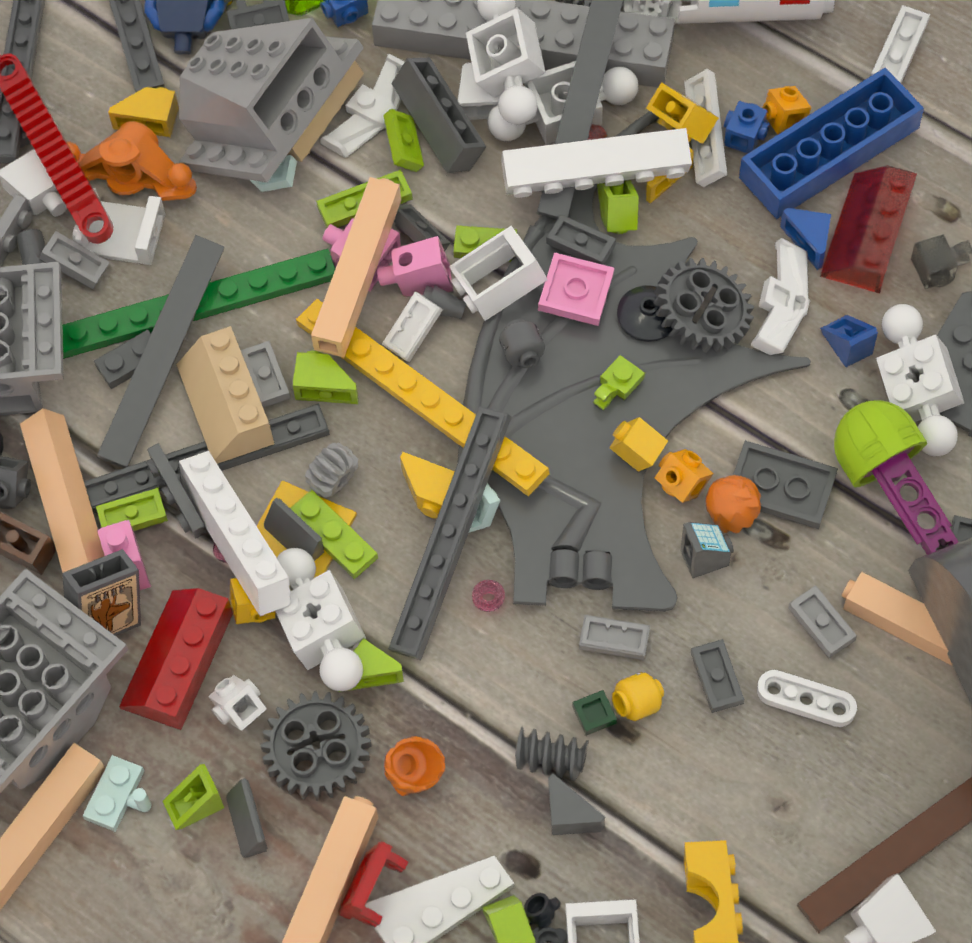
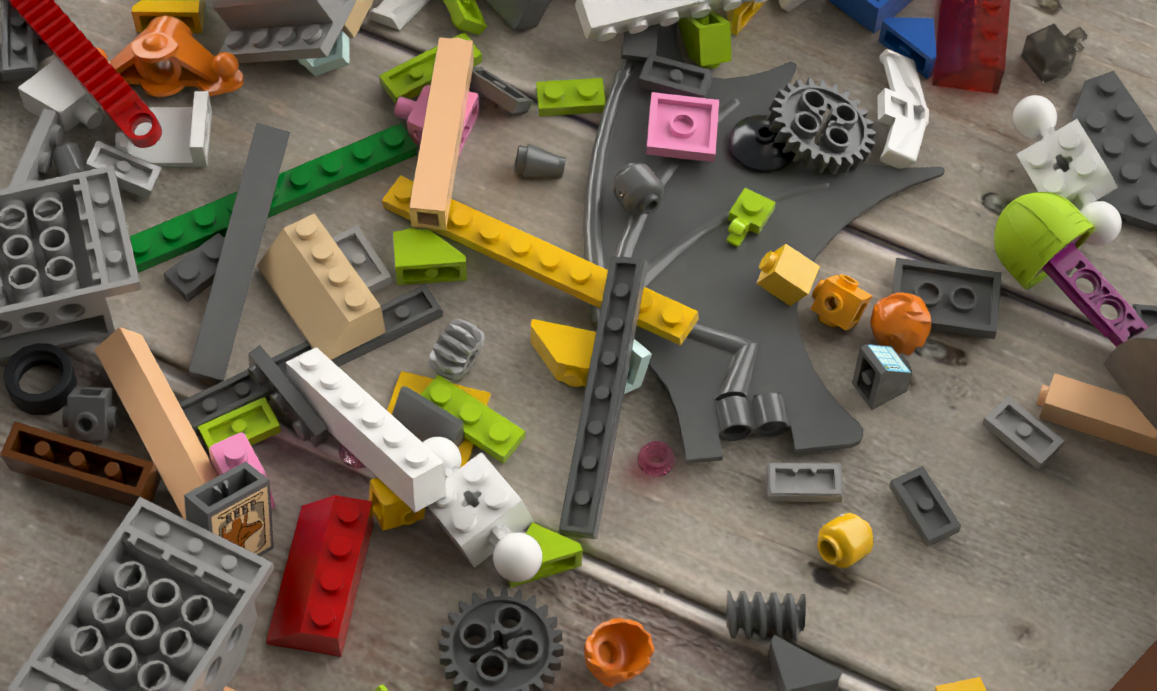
camera: 15 degrees left, 5 degrees down
(236, 702) = (402, 614): white brick -> none
(412, 326) = (512, 189): white plate -> none
(418, 266) = (505, 127): bright pink torso -> none
(487, 259) = (581, 107): white window -> none
(594, 712) = (801, 565): dark green plate -> none
(794, 688) = (1041, 511): white plate -> none
(850, 339) = (982, 141): blue slope -> none

